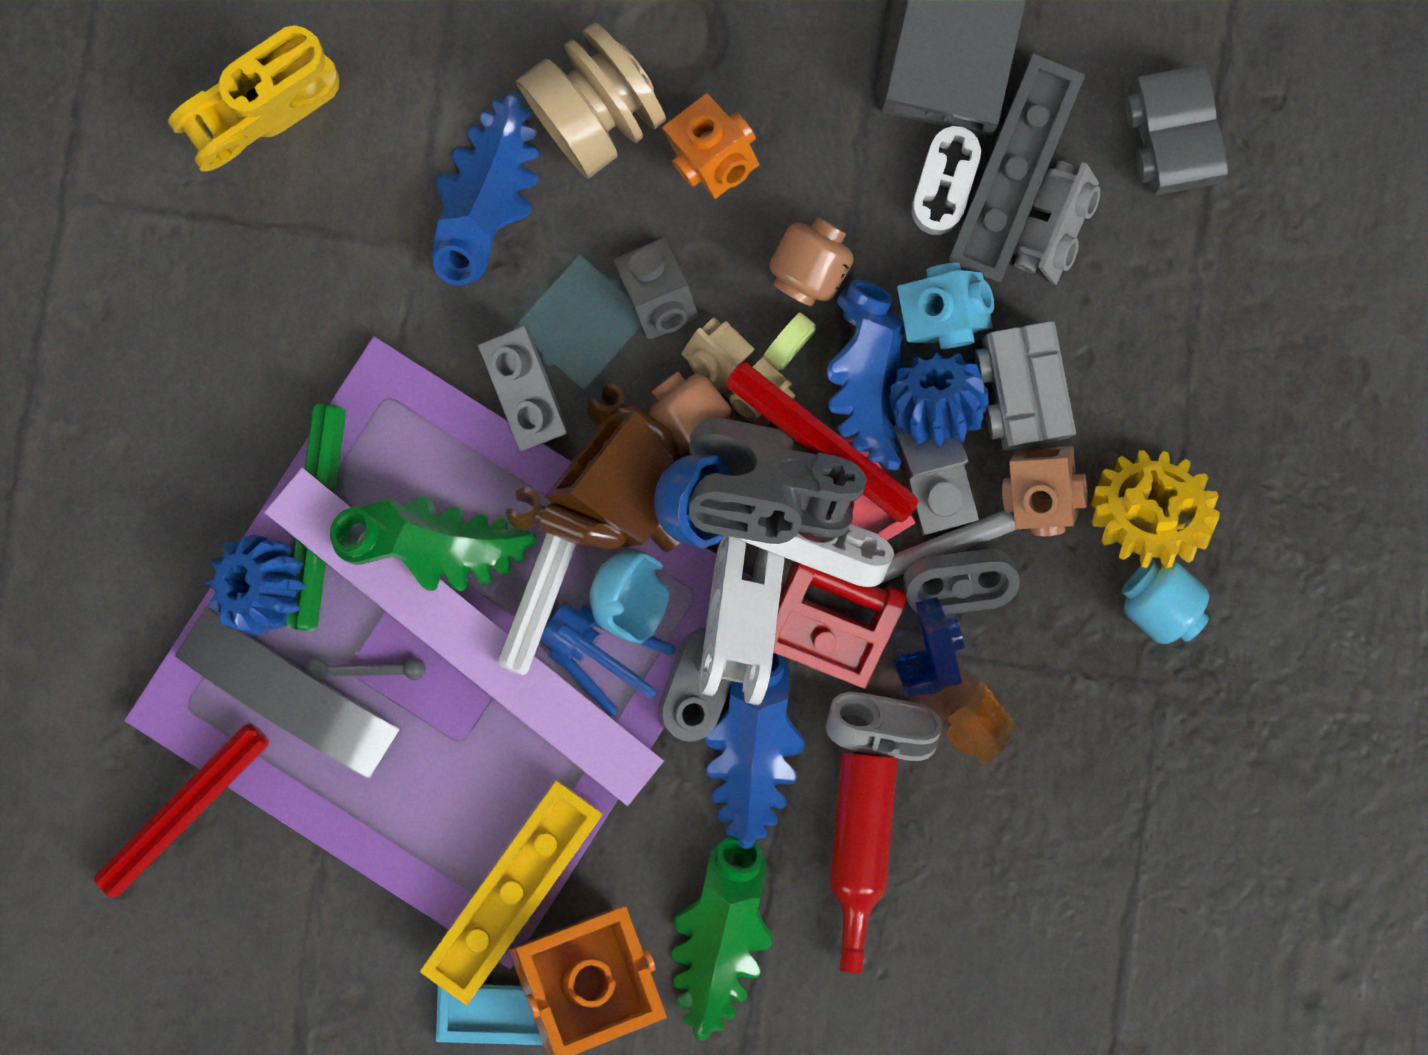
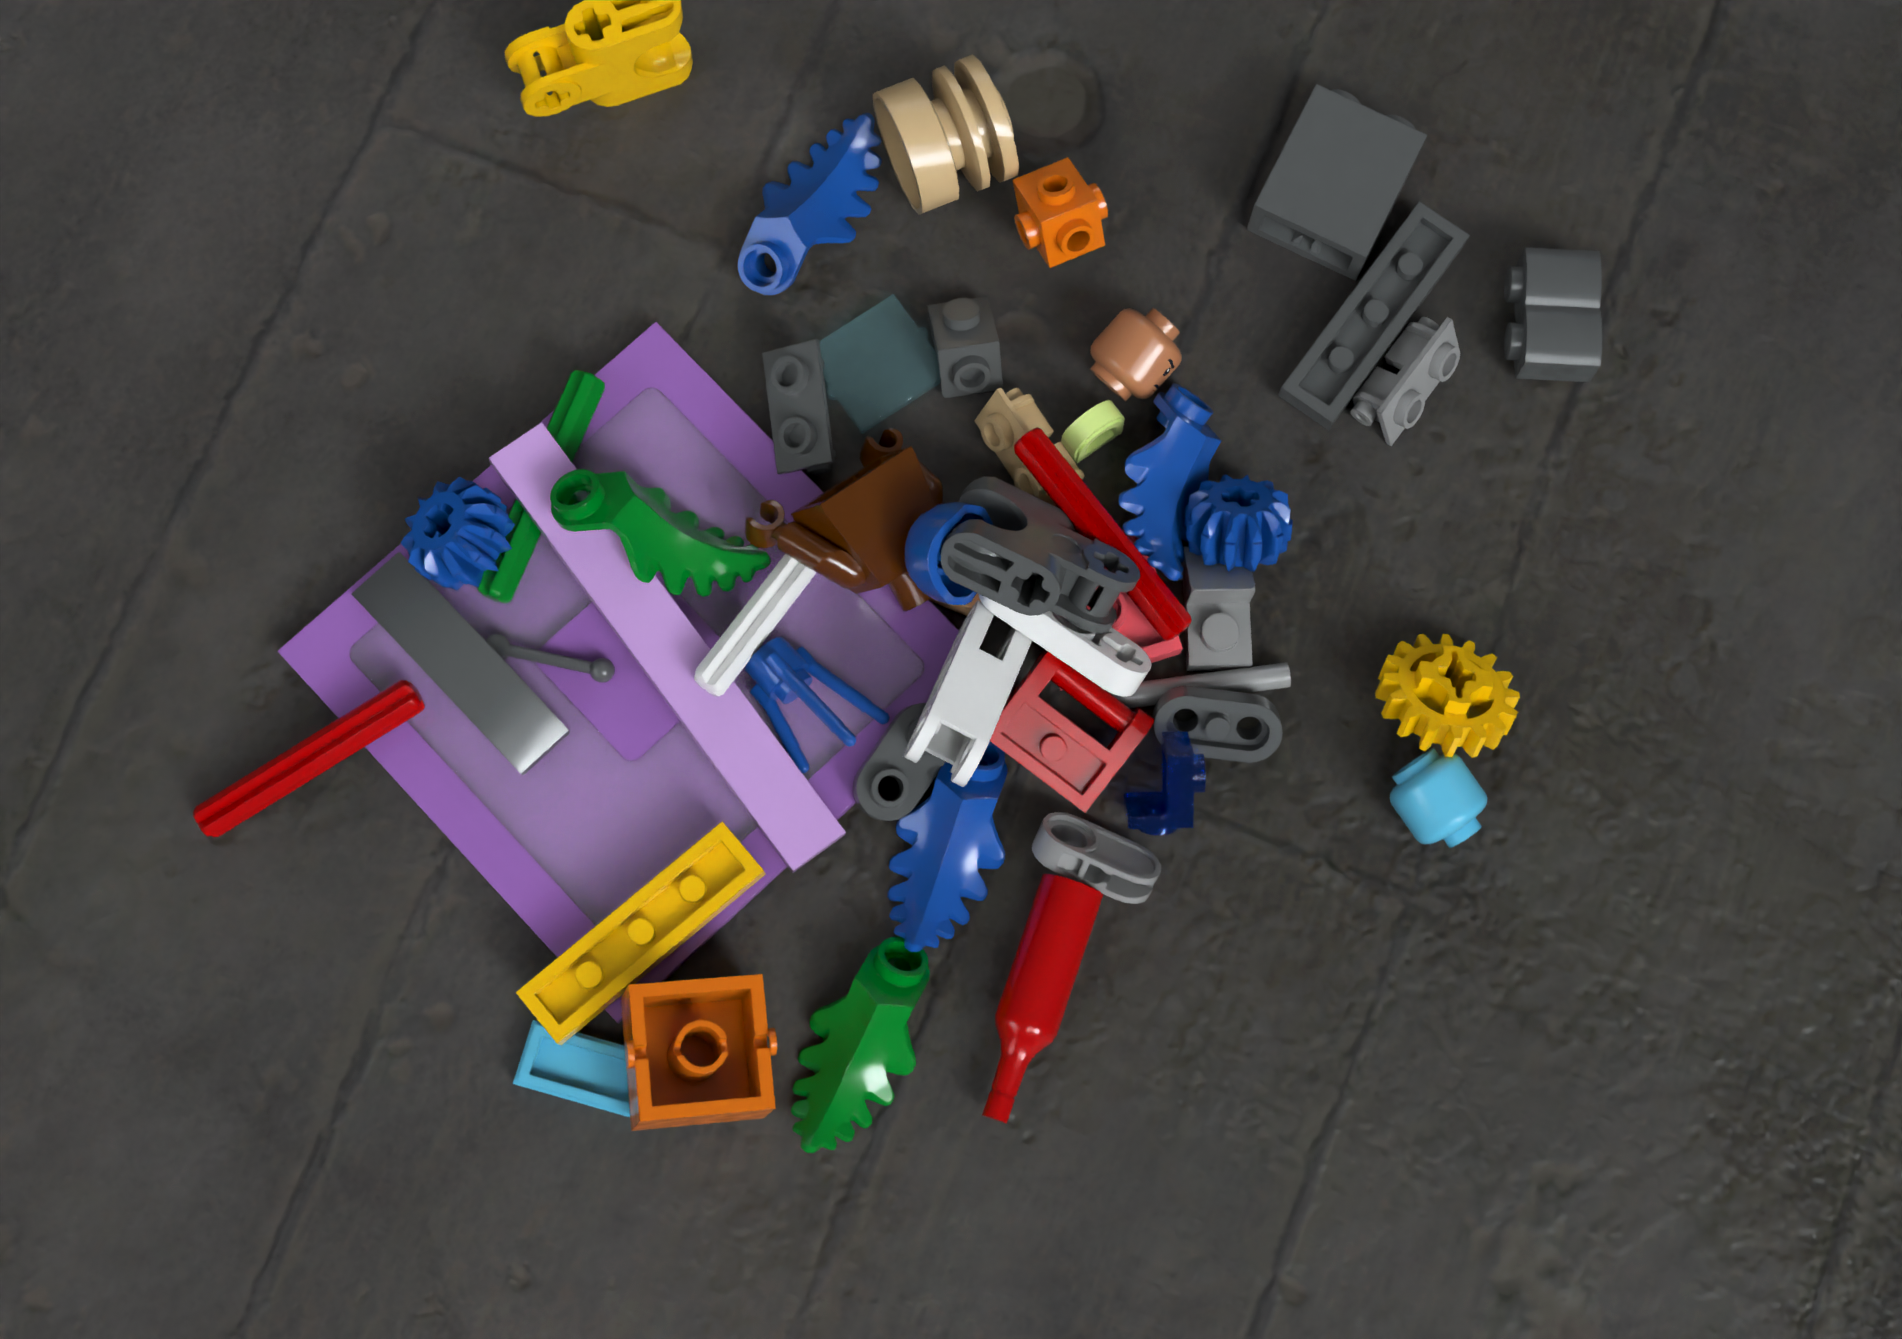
camera: 15 degrees right, 10 degrees down
(629, 596) = (853, 643): medium azure hair -> none
(685, 404) = (963, 460): nougat head -> none
(946, 306) = (1268, 430): medium azure brick -> none
(958, 185) = (1308, 317): white beam -> none
(980, 724) = (1200, 875): clear orange plate -> none
(1026, 386) = (1336, 536): light grey brick -> none
(1046, 471) = (1306, 644): nougat brick -> none

